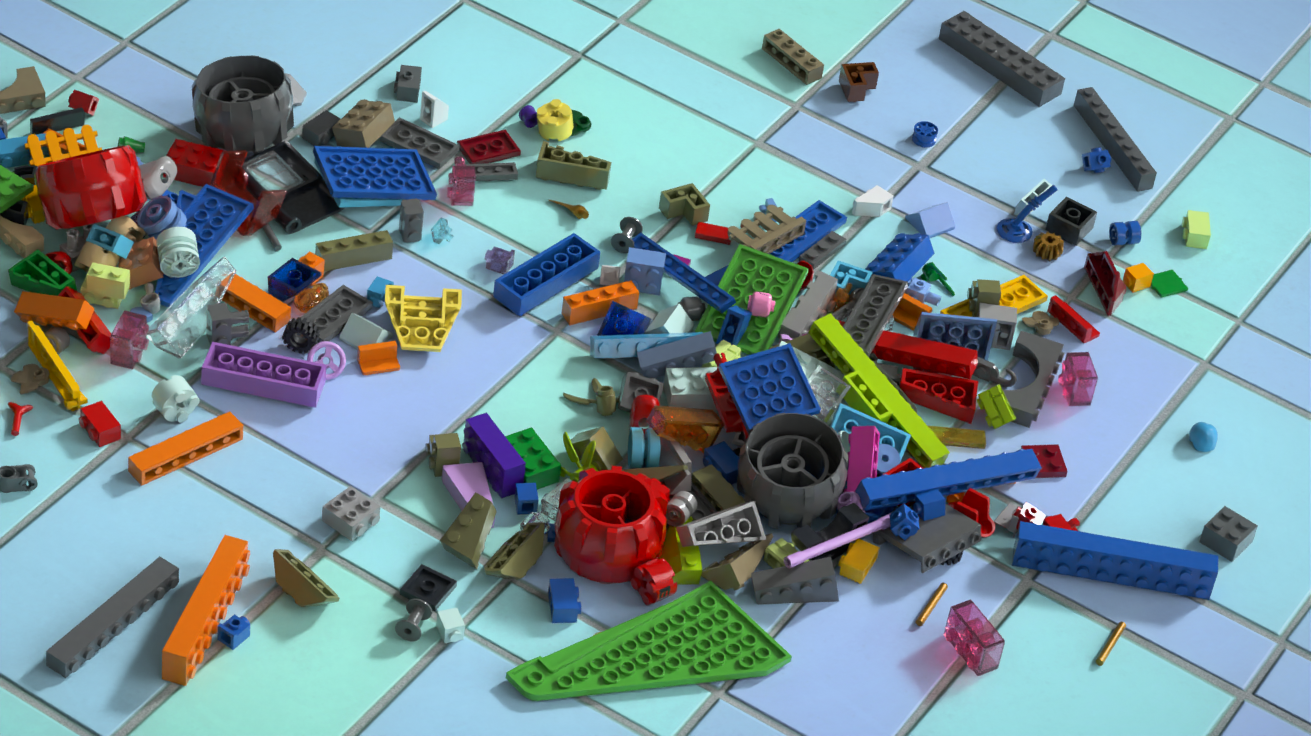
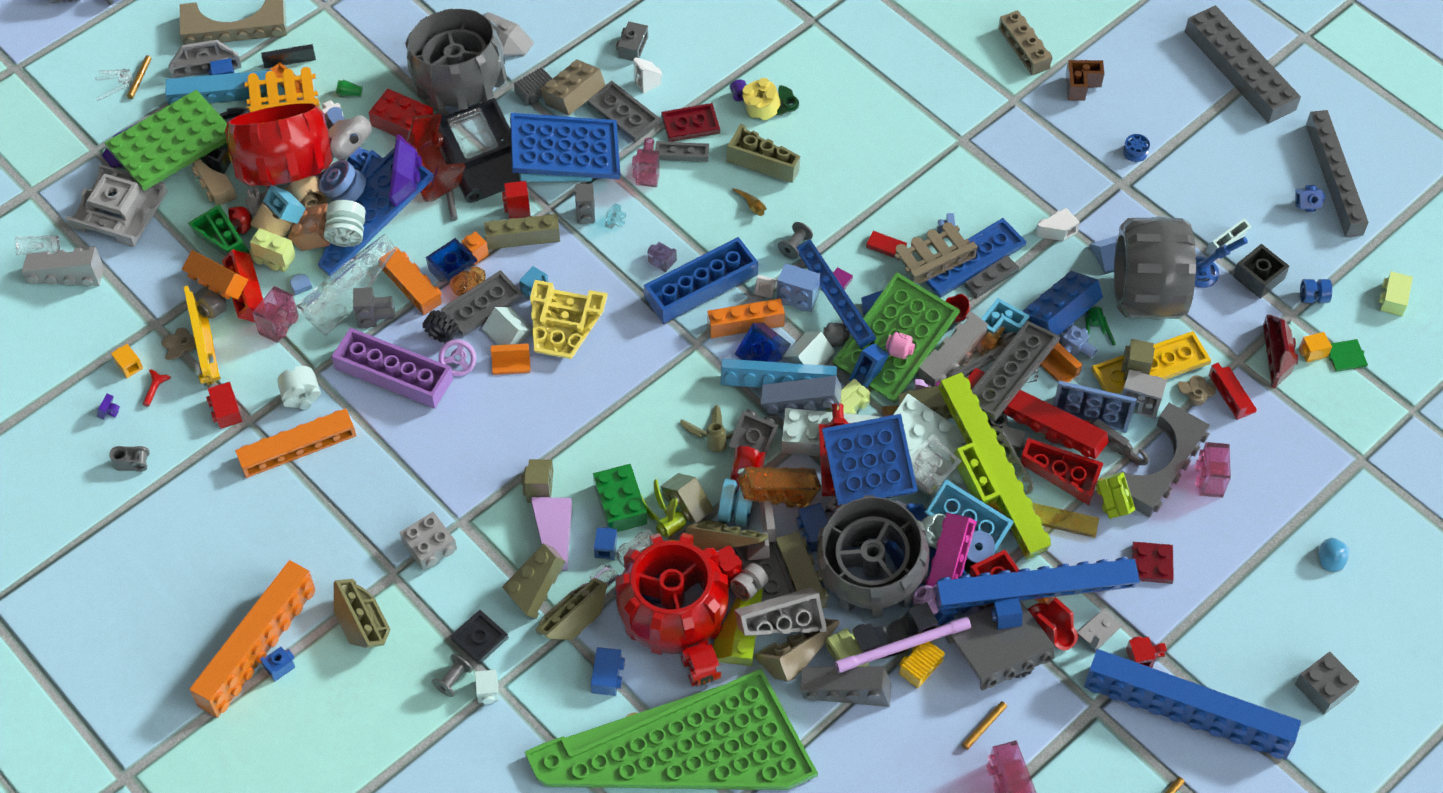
camera: 20 degrees right, 15 degrees up
(87, 102) = (318, 37): red brick -> none
(112, 617) = (169, 631): dark grey brick -> none
(151, 300) = (312, 269): light grey bar -> none
(225, 200) = (404, 171): none -> dark purple wedge
(341, 221) = (516, 200): none -> red brick
(500, 460) = (583, 490): dark purple brick -> none
(685, 201) = (863, 207): olive brick -> none
(904, 522) = (972, 633): blue brick -> none
(979, 217) = (1154, 268): none -> dark grey wheel
(1028, 514) = (1112, 637): brick -> none
(1048, 246) = (1229, 297): pearl gold gear -> none

